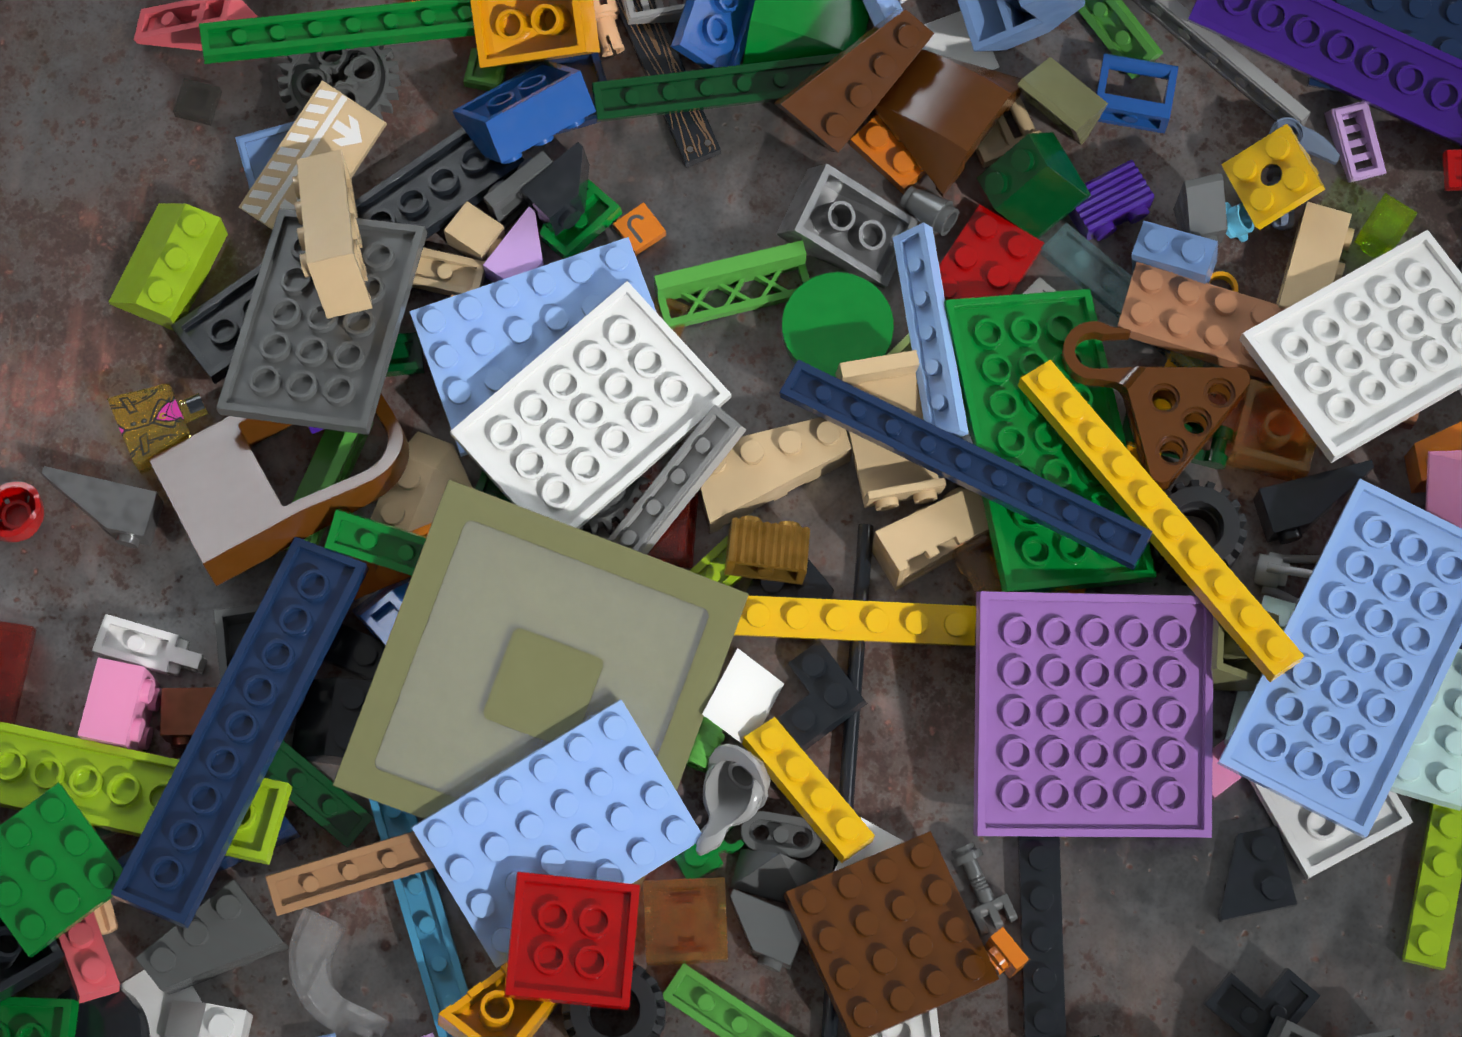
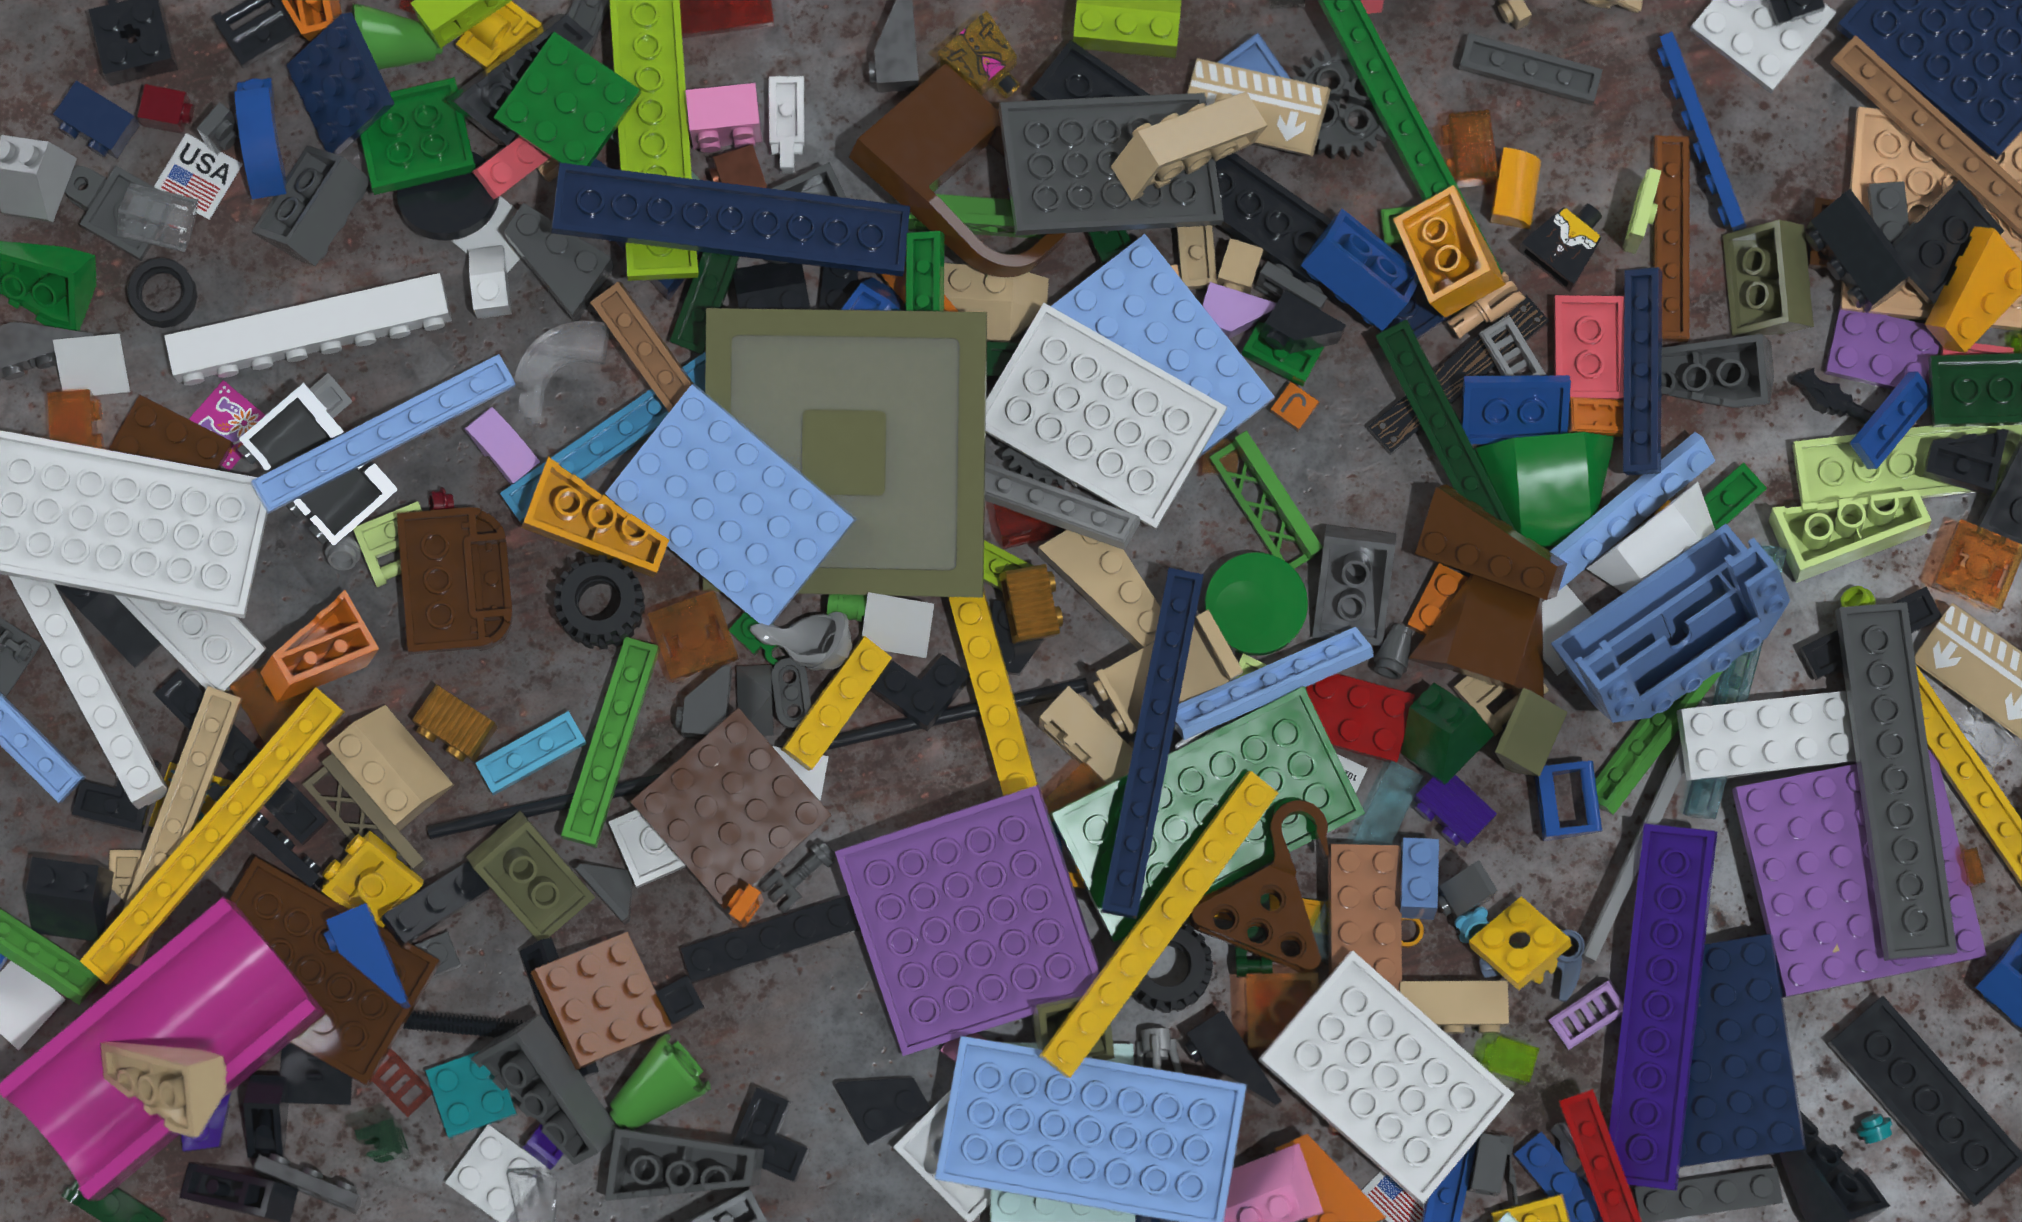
camera: 70 degrees right, 5 degrees up
(572, 941) = (641, 544): red plate -> none

